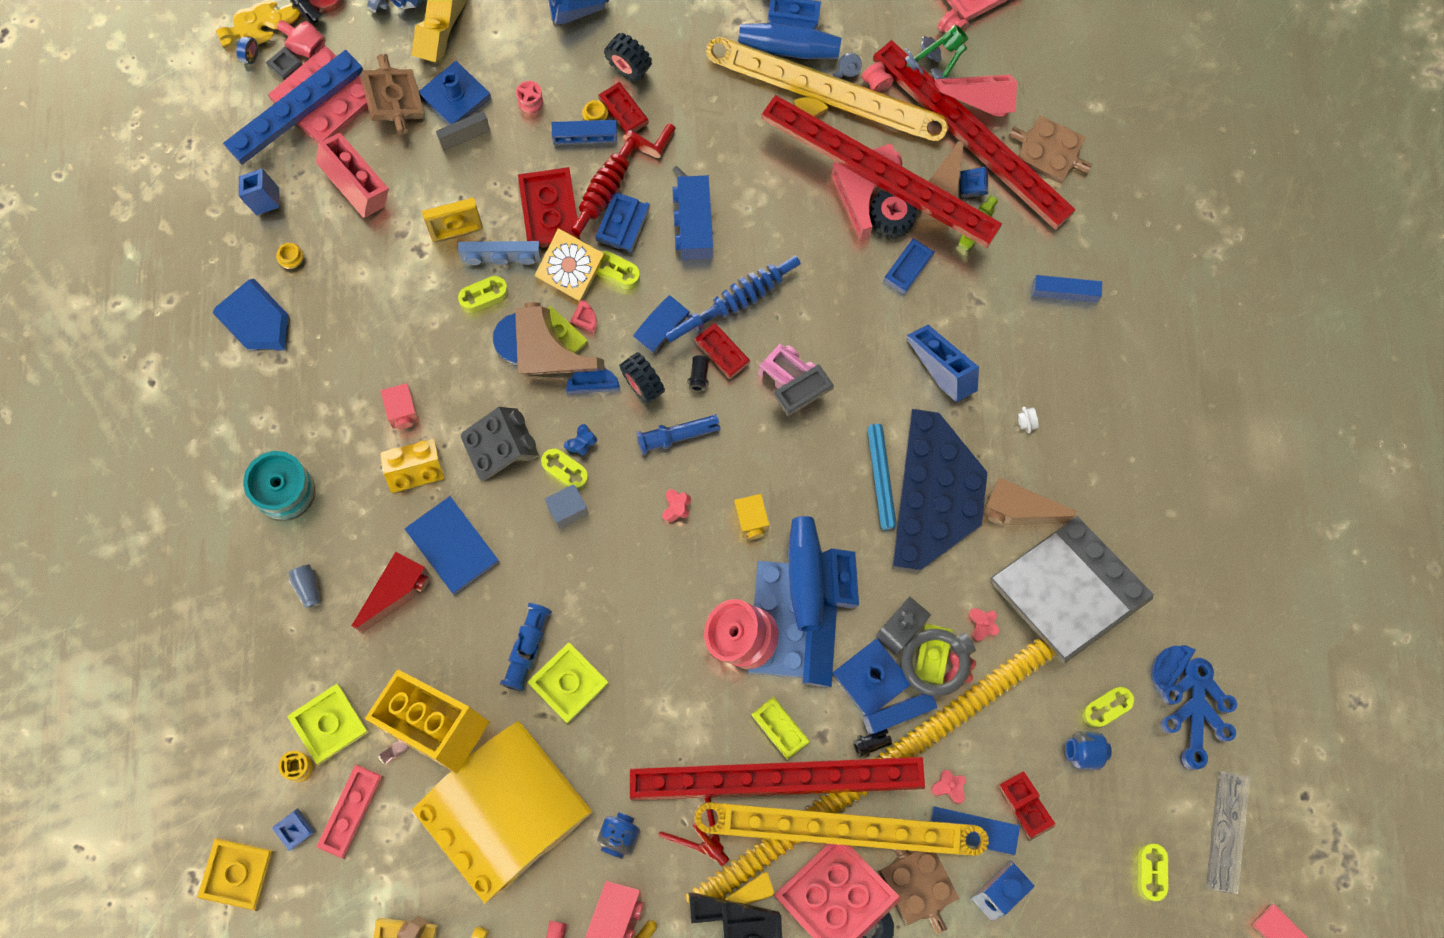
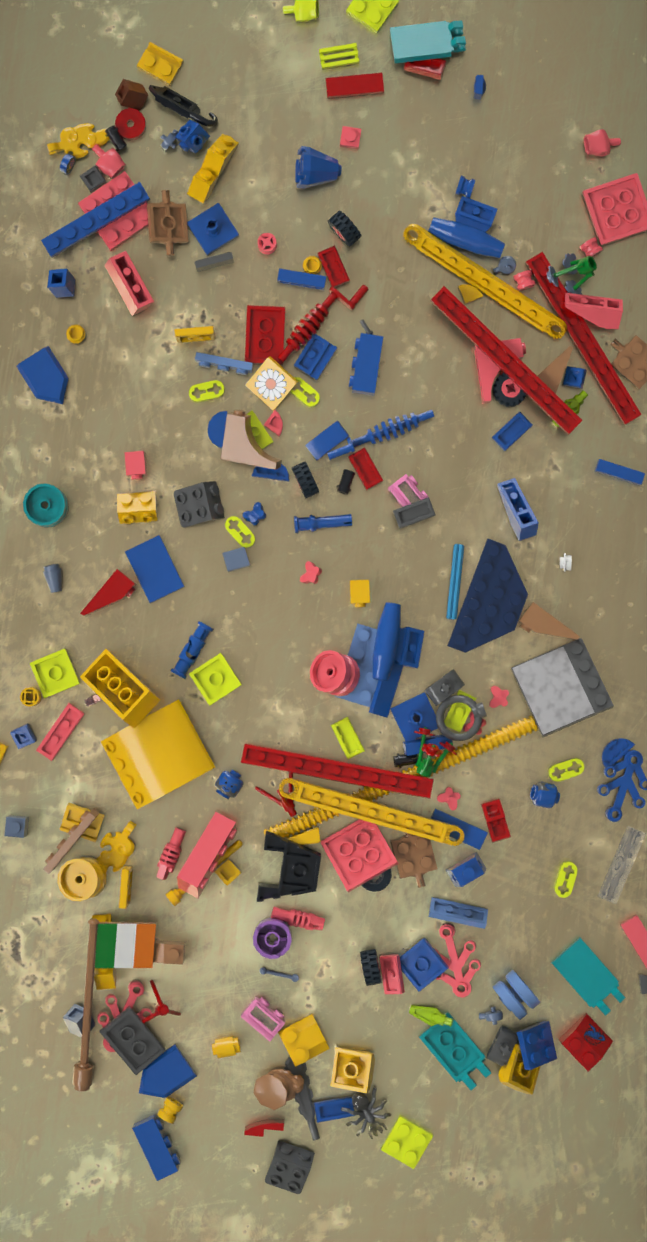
camera: 15 degrees right, 15 degrees up
(906, 741) = (426, 766): none -> plant

